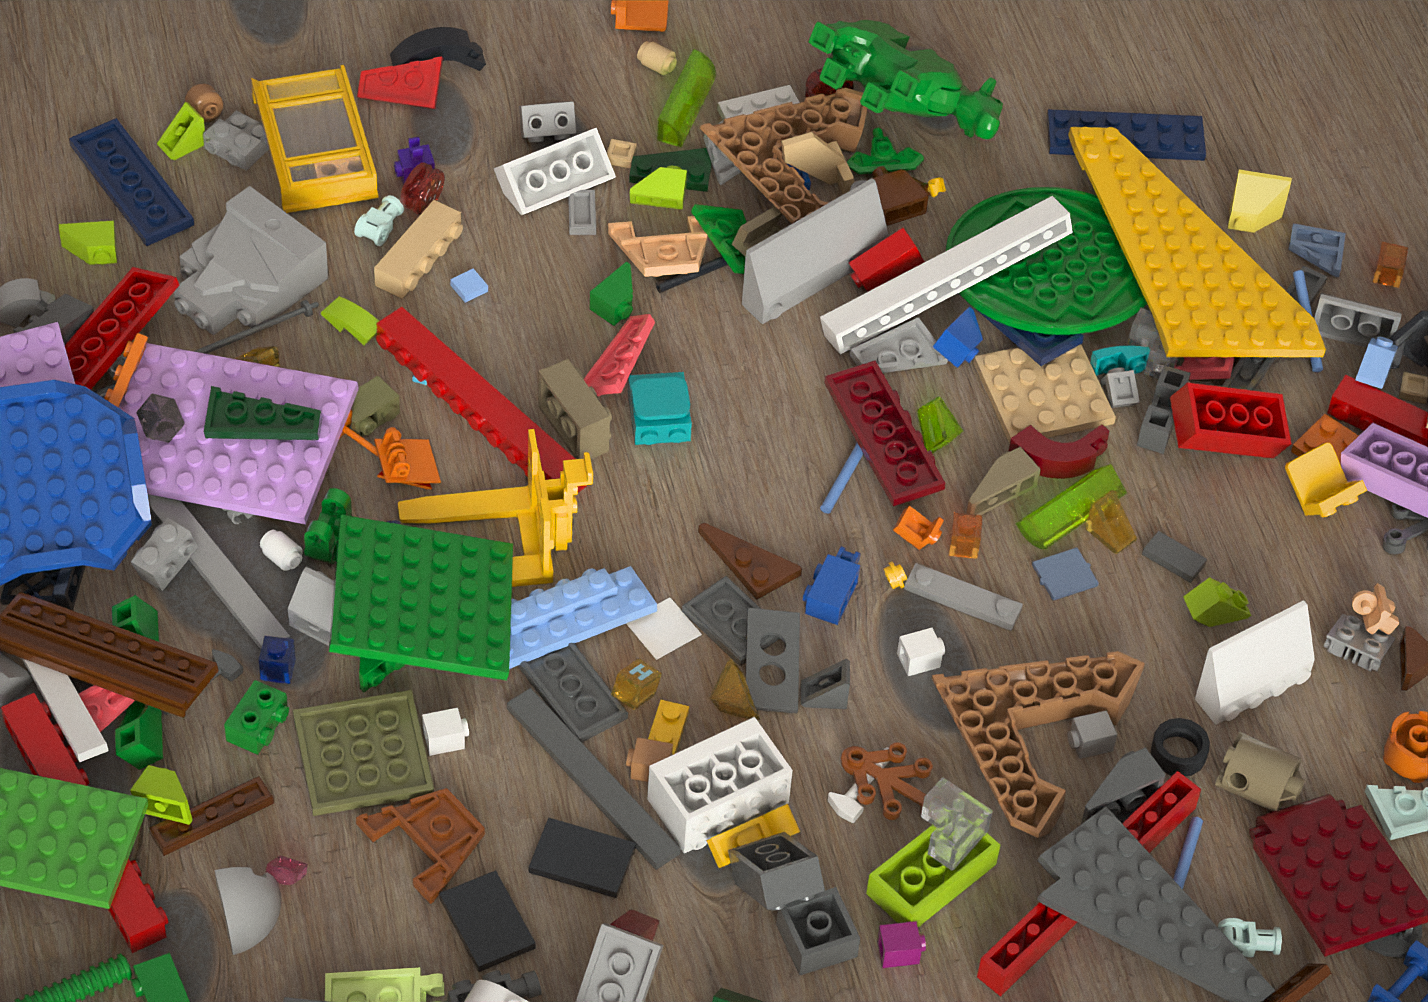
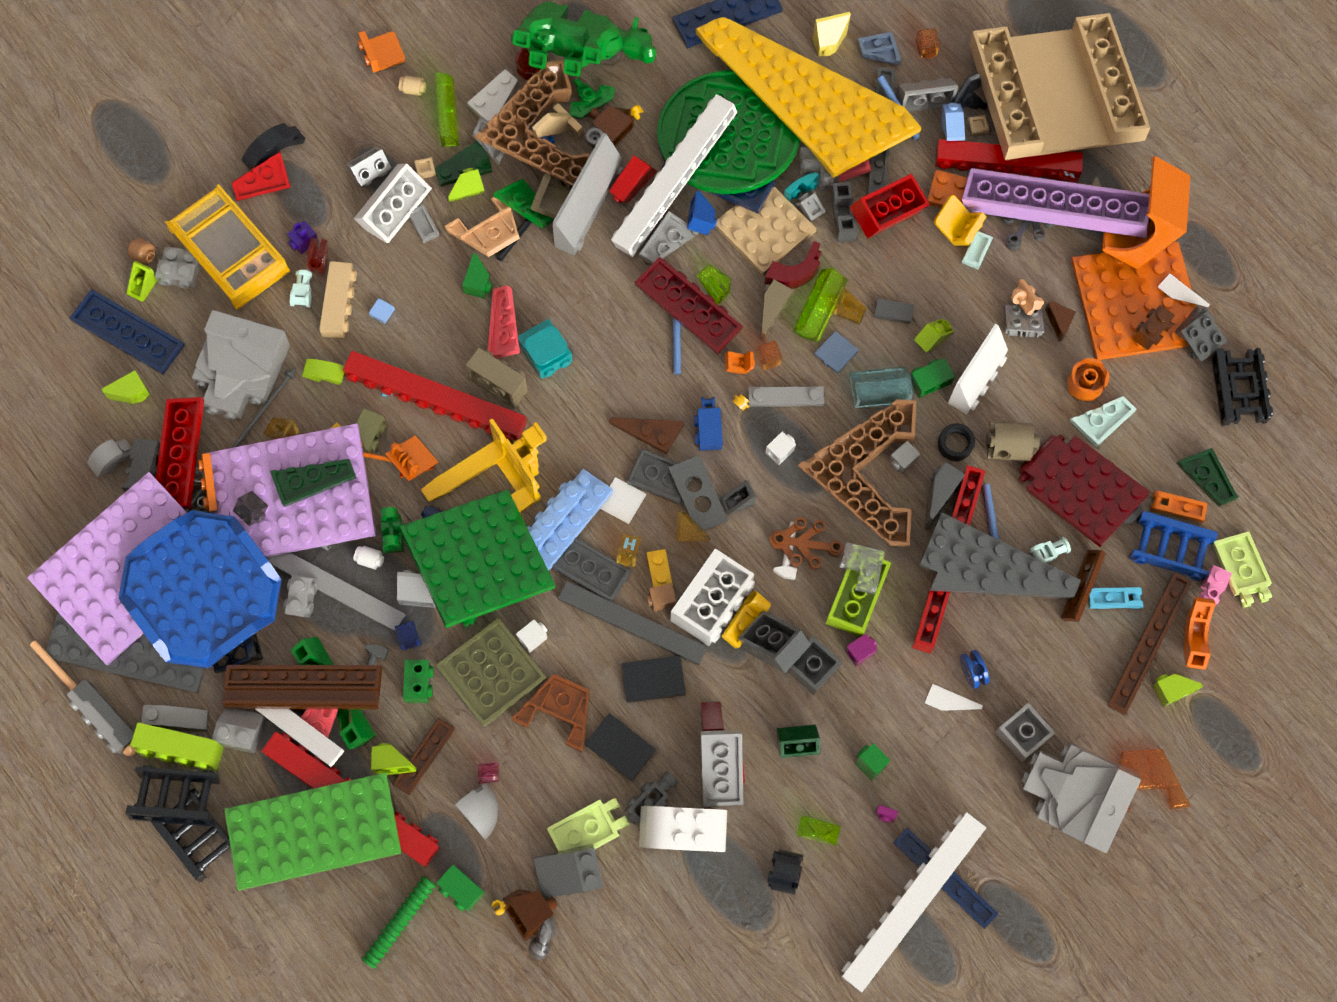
camera: 25 degrees left, 20 degrees up
(1098, 633) = (880, 386): none -> clear light blue slope
(1181, 653) = (931, 377): none -> green brick
(1335, 532) = (977, 250): none -> light aqua tile

